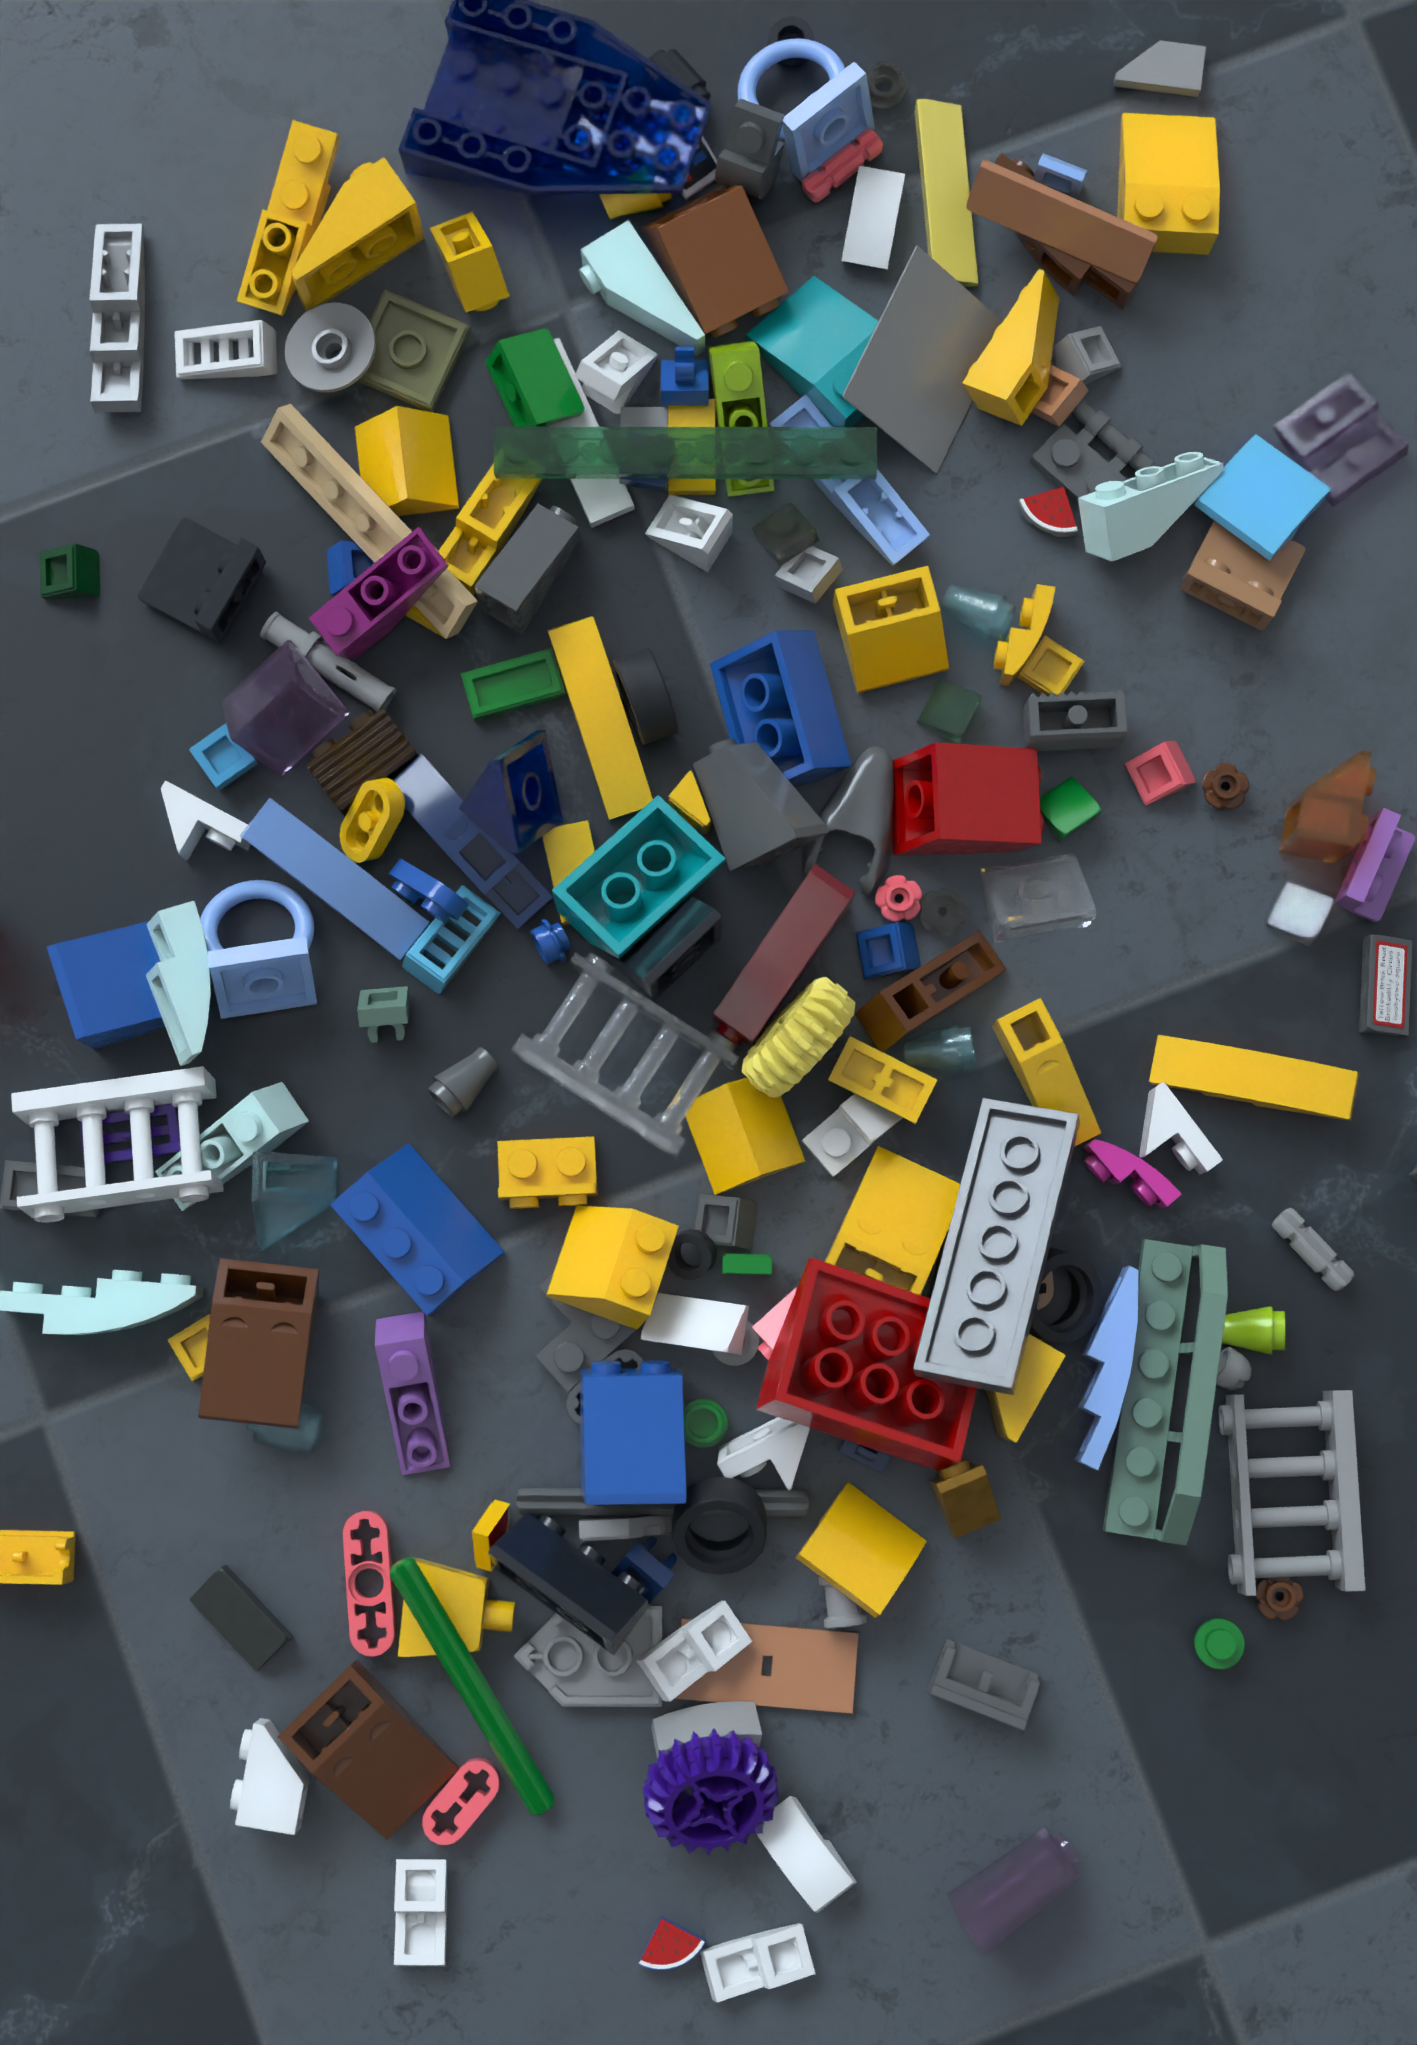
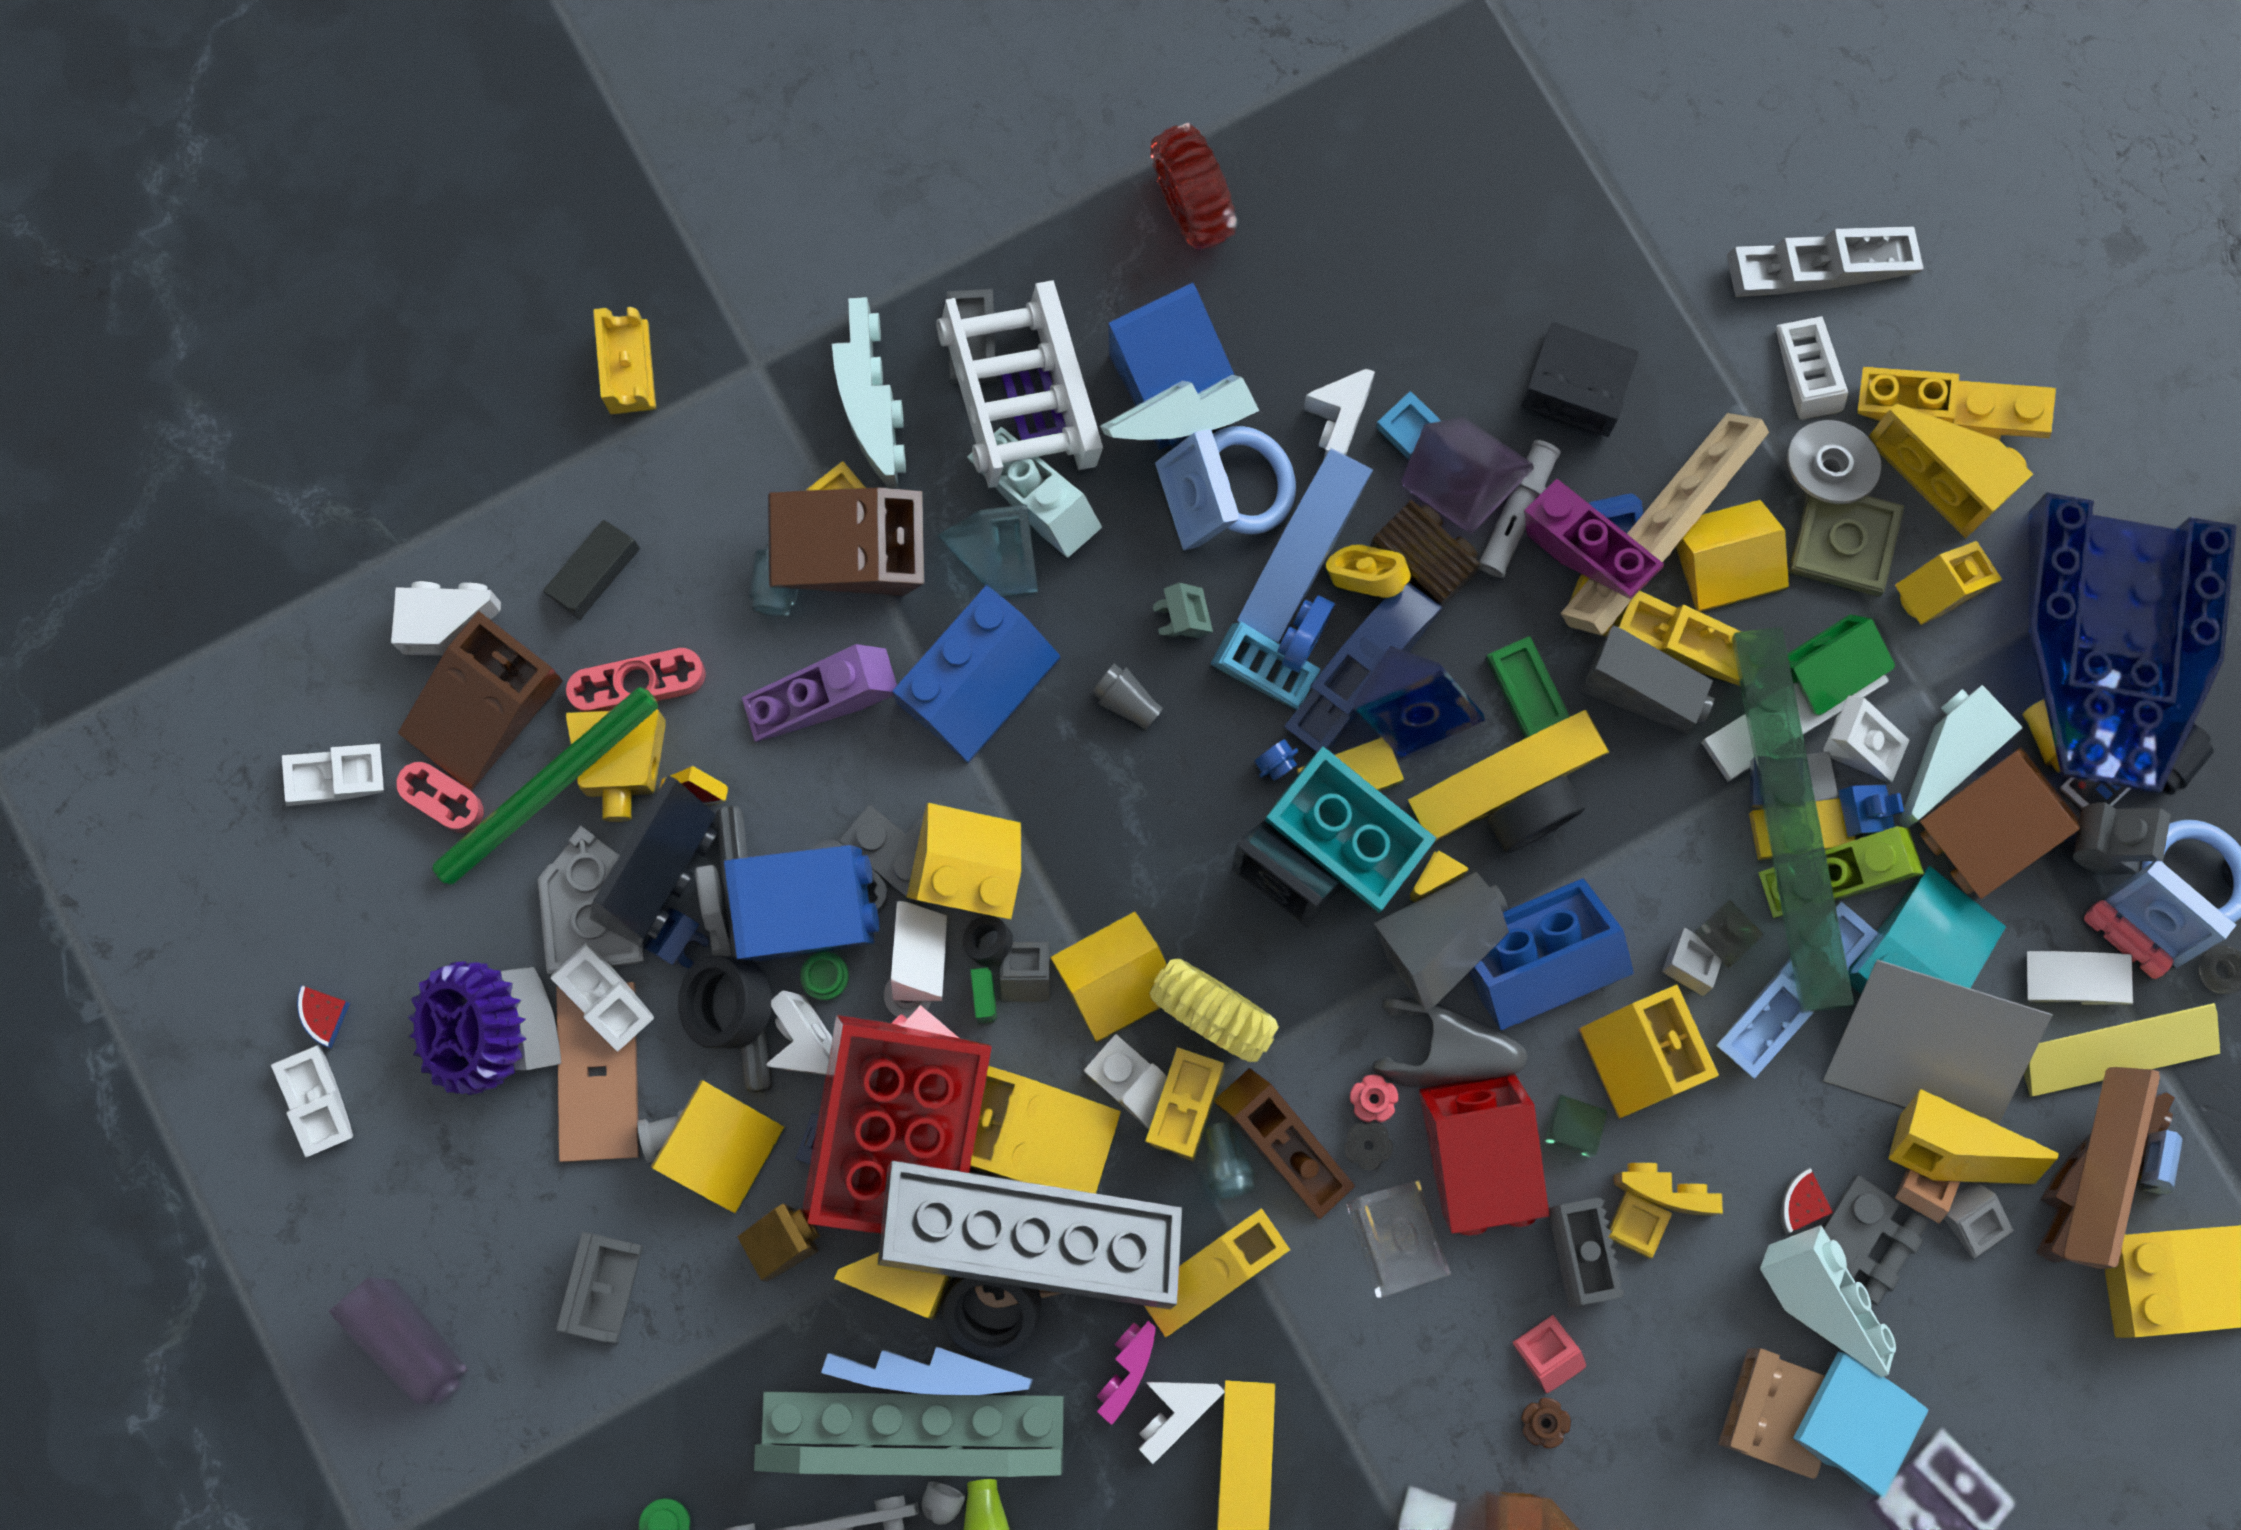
camera: 85 degrees right, 5 degrees down
(69, 572) = (1565, 258): dark green slope -> none
(547, 1170) = (1052, 791): yellow bracket -> none
(584, 1075) = (1149, 811): clear fence -> none
(692, 530) = (1715, 840): white slope -> none
(783, 957) = (1294, 987): dark red slope -> none
(805, 1856) = (415, 1130): white slope -> none
(888, 950) = (1320, 1096): blue slope -> none
(981, 611) = (1685, 1142): clear light blue cone -> none
(1068, 808) = (1495, 1260): green slope -> none

